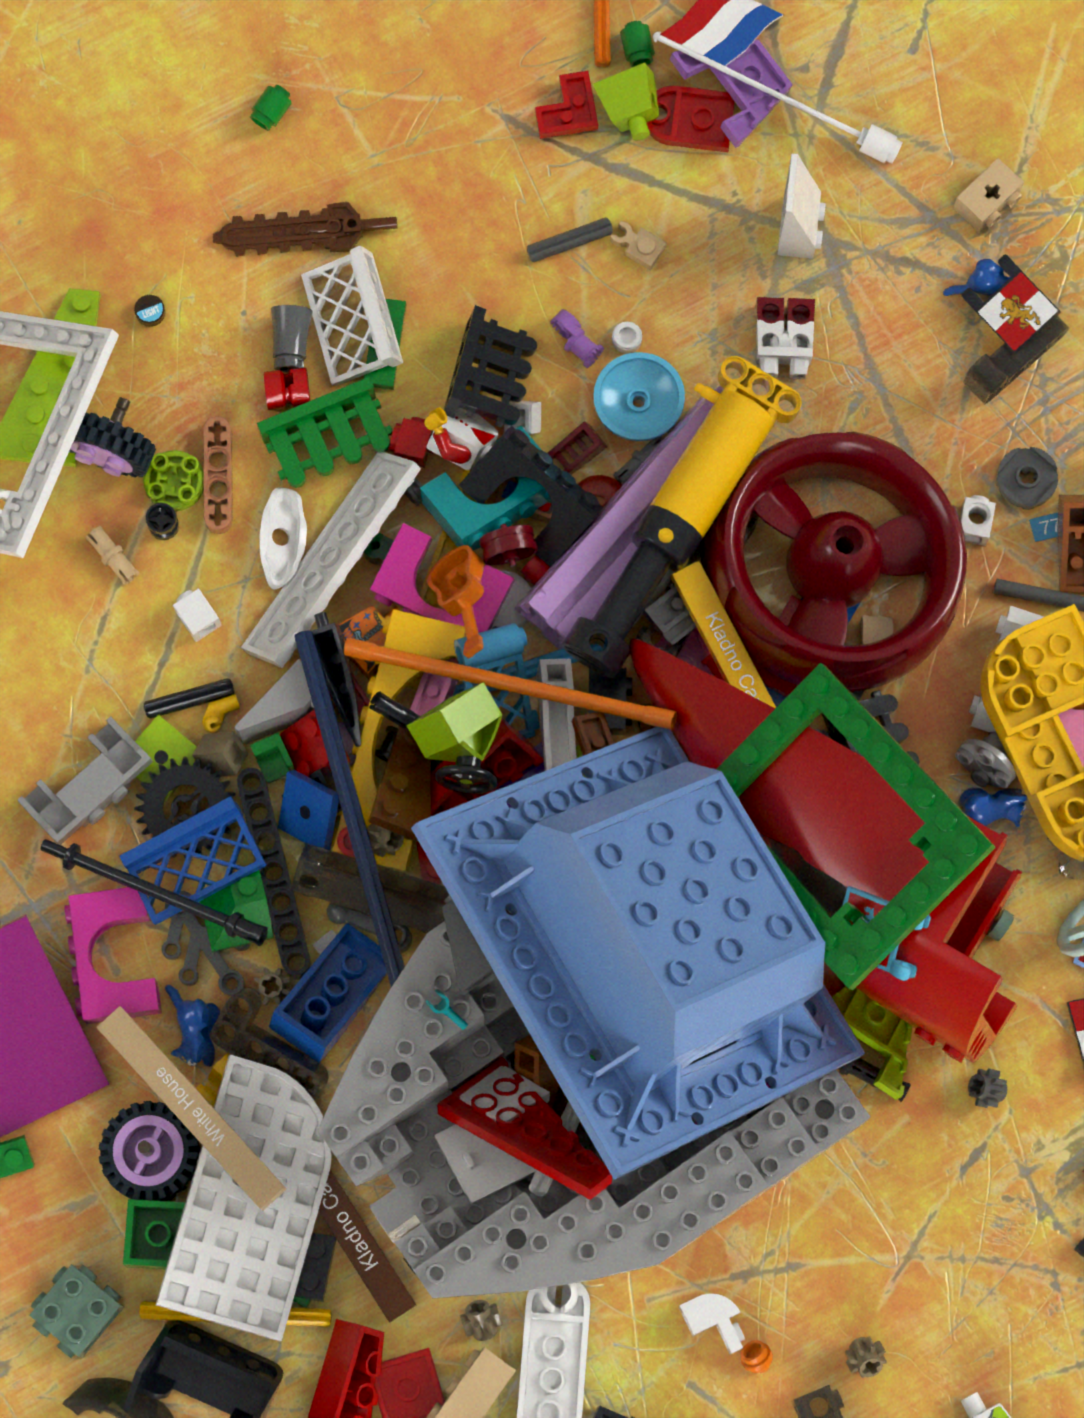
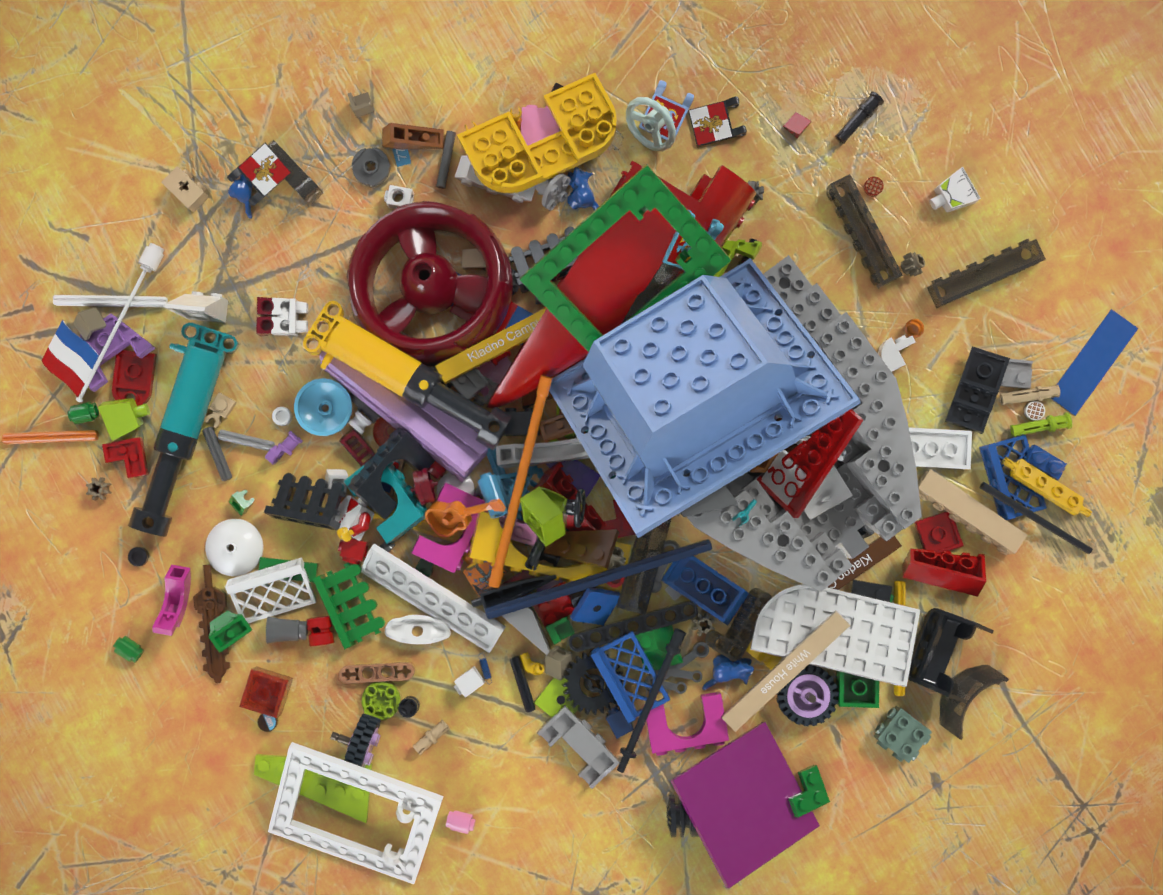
camera: 90 degrees left, 10 degrees up
(117, 843) = (618, 722): none -> dark blue brick
(195, 306) = (266, 692): none -> clear red brick
(216, 641) = (485, 669): none -> blue piece
(294, 251) = (228, 629): none -> green slope
(343, 176) = (175, 600): none -> dark pink arch
(413, 123) = (138, 556): none -> black tile
(426, 281) = (247, 547): none -> white dish
(491, 271) = (239, 503): none -> tile
(512, 68) = (104, 490): none -> dark tan gear
(590, 281) = (245, 440): none -> light grey axle
(614, 453) = (359, 422): none -> white wheel
(620, 186) = (182, 422): none -> piece
(777, 52) = (88, 322): none -> dark tan panel
(812, 81) = (108, 301): none -> white axle
(922, 1275) = (864, 231): none -> clear smoke piece
(1000, 1297) = (873, 186): none -> tile

